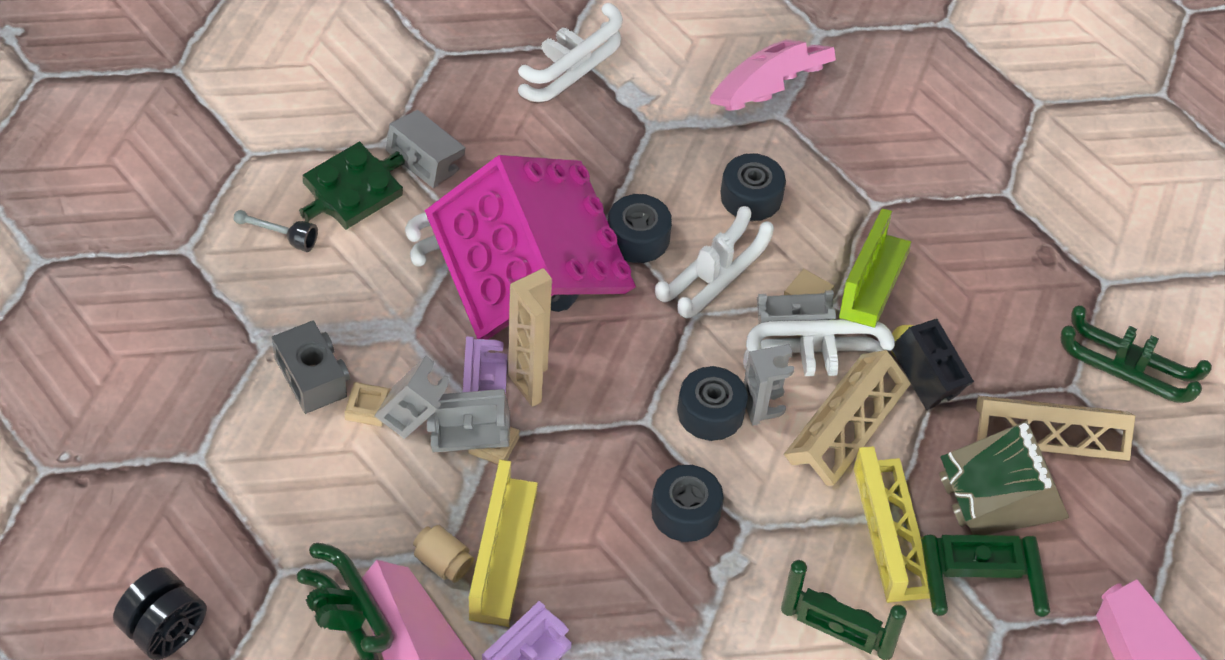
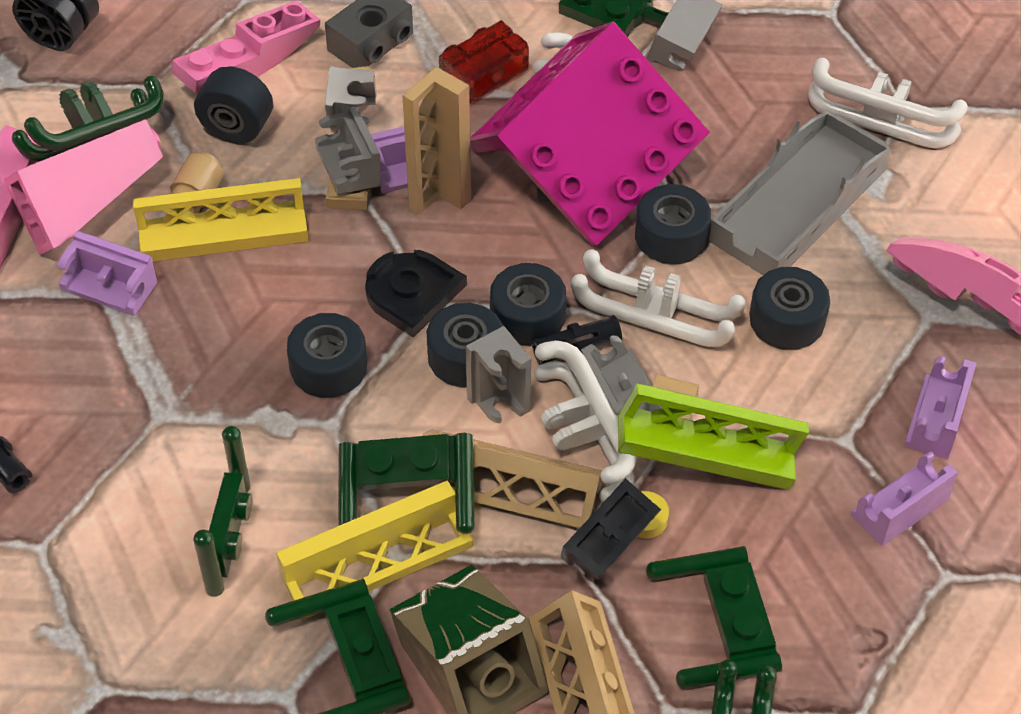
camera: 75 degrees right, 0 degrees up
(290, 468) = (256, 47): none -> bright pink slope
(371, 492) = (233, 104): none -> black wheel
(395, 296) = (486, 59): none -> clear red brick
(627, 428) = (411, 288): none -> black tile
(638, 137) = (799, 192): none -> light grey piece
(684, 345) = (529, 301): none -> black wheel
(729, 331) = (600, 329): none -> black pin
(830, 474) = (407, 464): none -> dark green plate
(875, 135) = (940, 408): none -> lavender hinge
(946, 186) = (905, 500): none -> lavender hinge
(1008, 318) = (736, 609): none -> dark green plate

